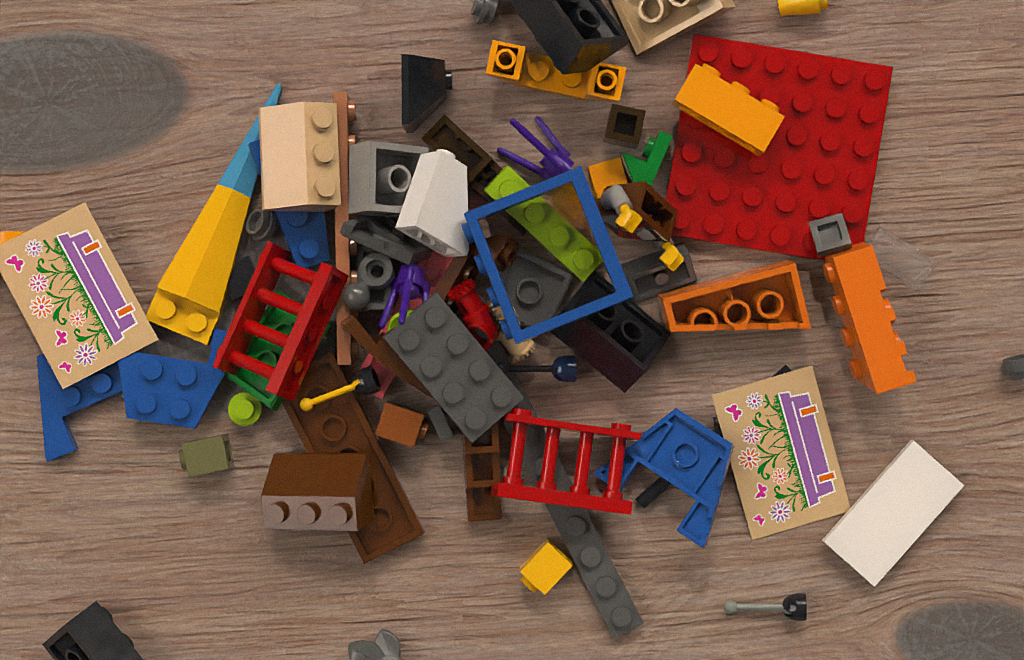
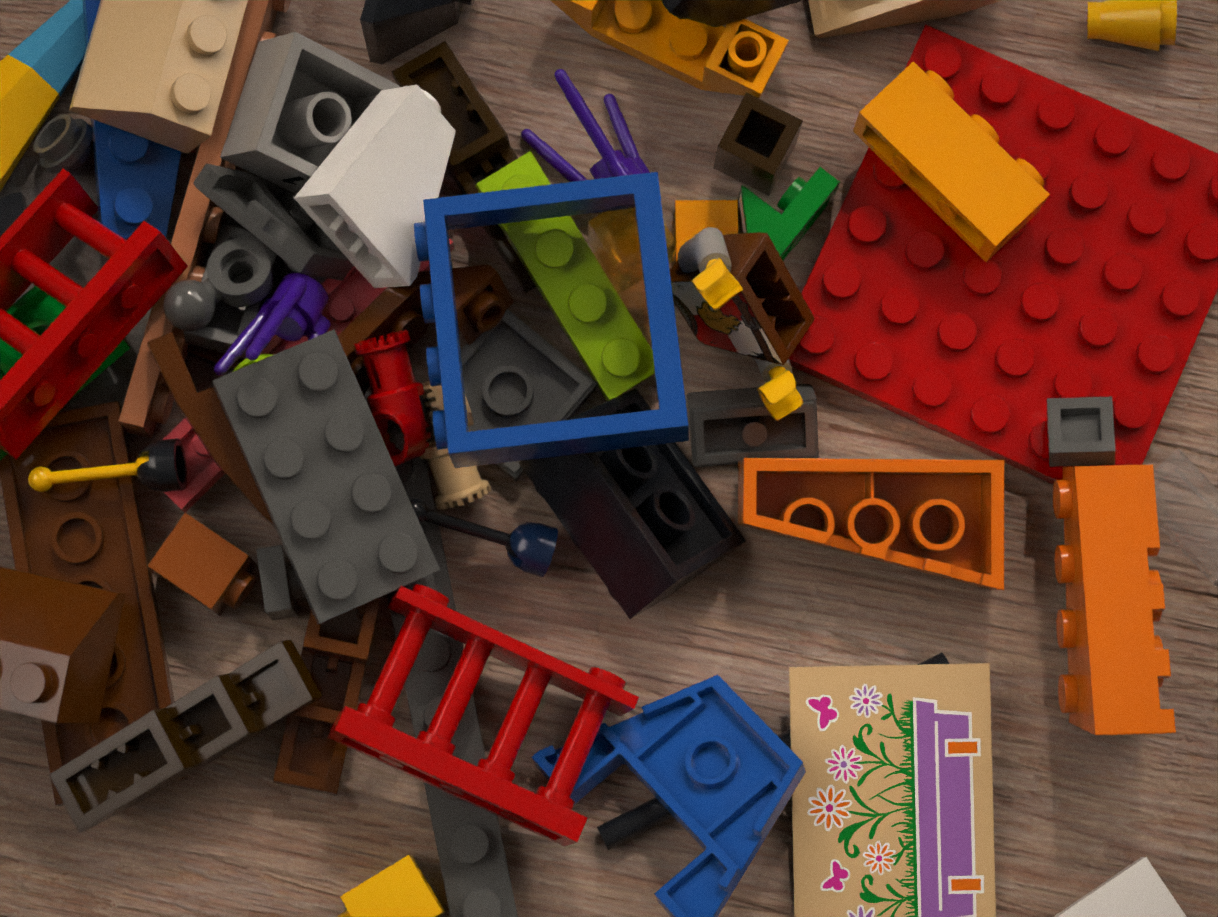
camera: 15 degrees right, 10 degrees down
(419, 514) = (184, 735): none -> dark brown slope

